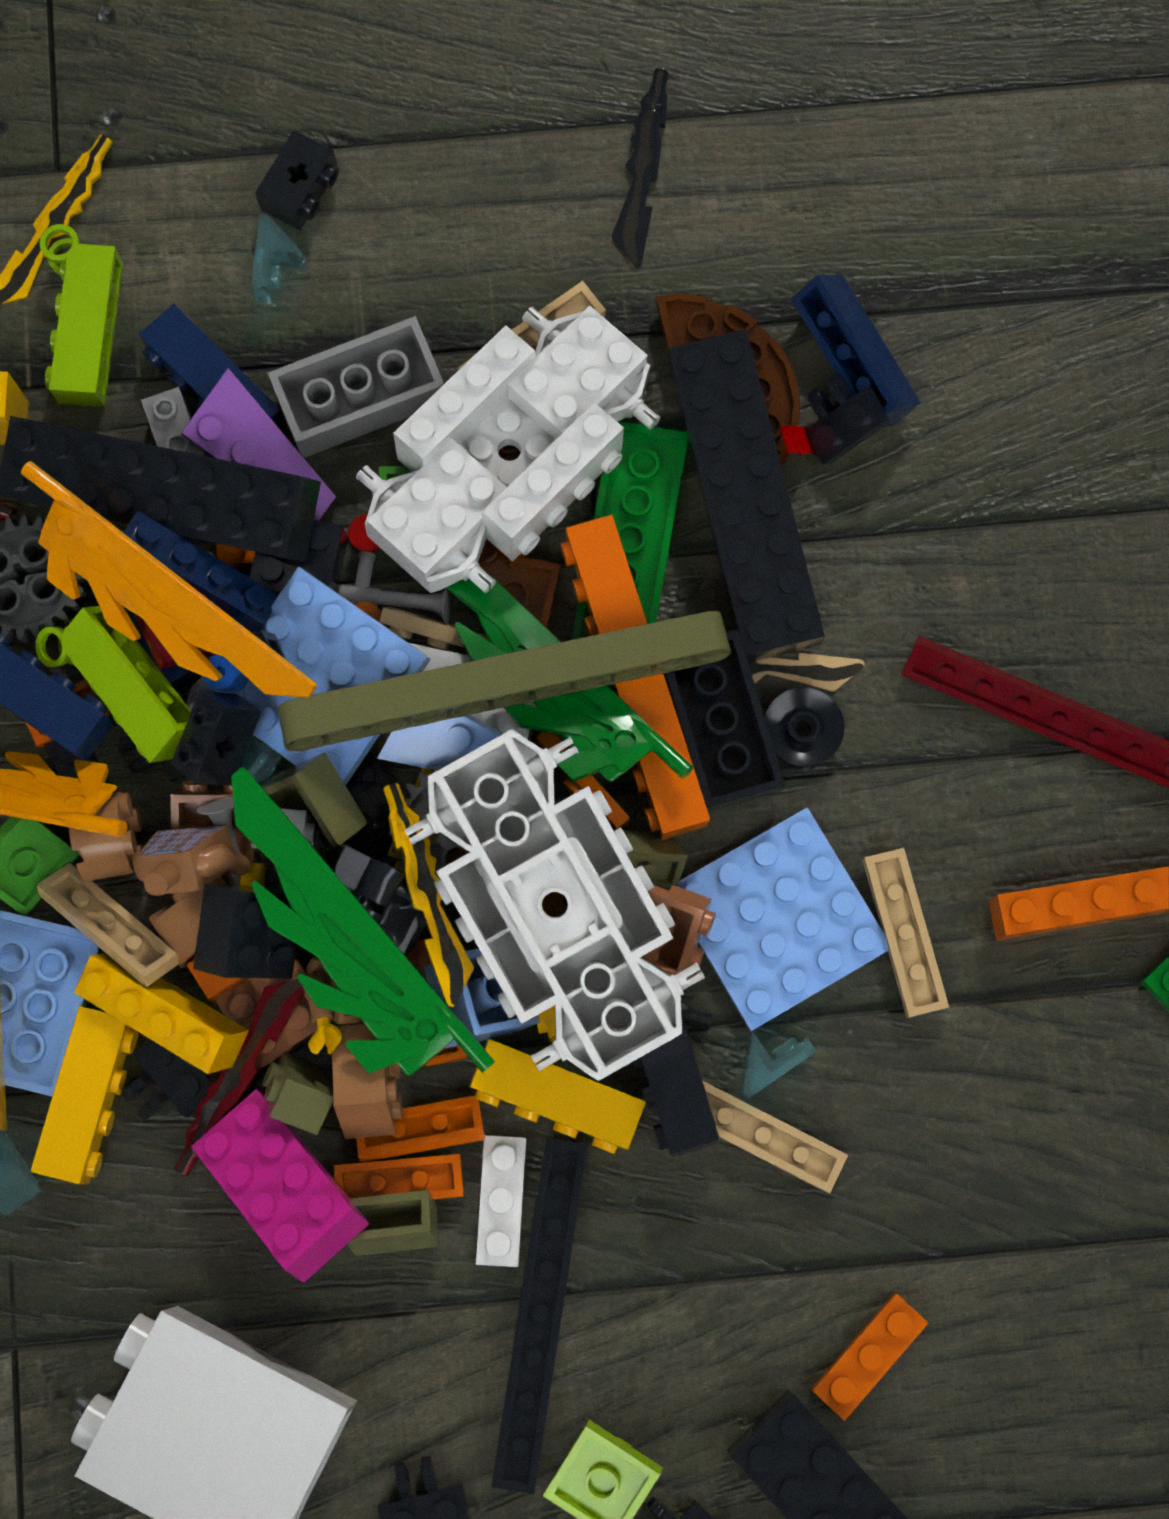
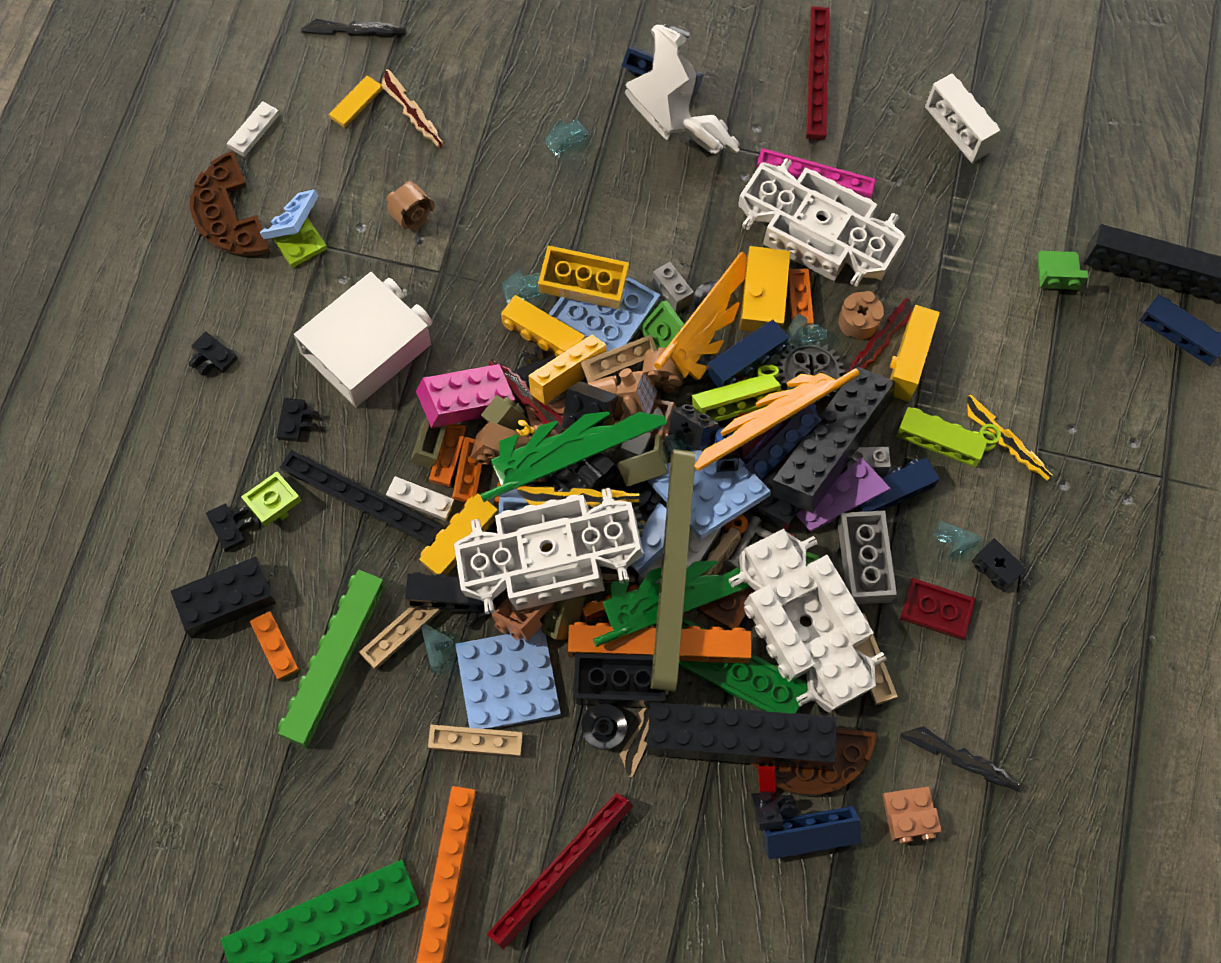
camera: 105 degrees right, 10 degrees down
(404, 260) = (937, 609): none -> dark red tile
(765, 215) = (911, 815): none -> nougat plate
(857, 1238) = (332, 659): none -> bright green brick

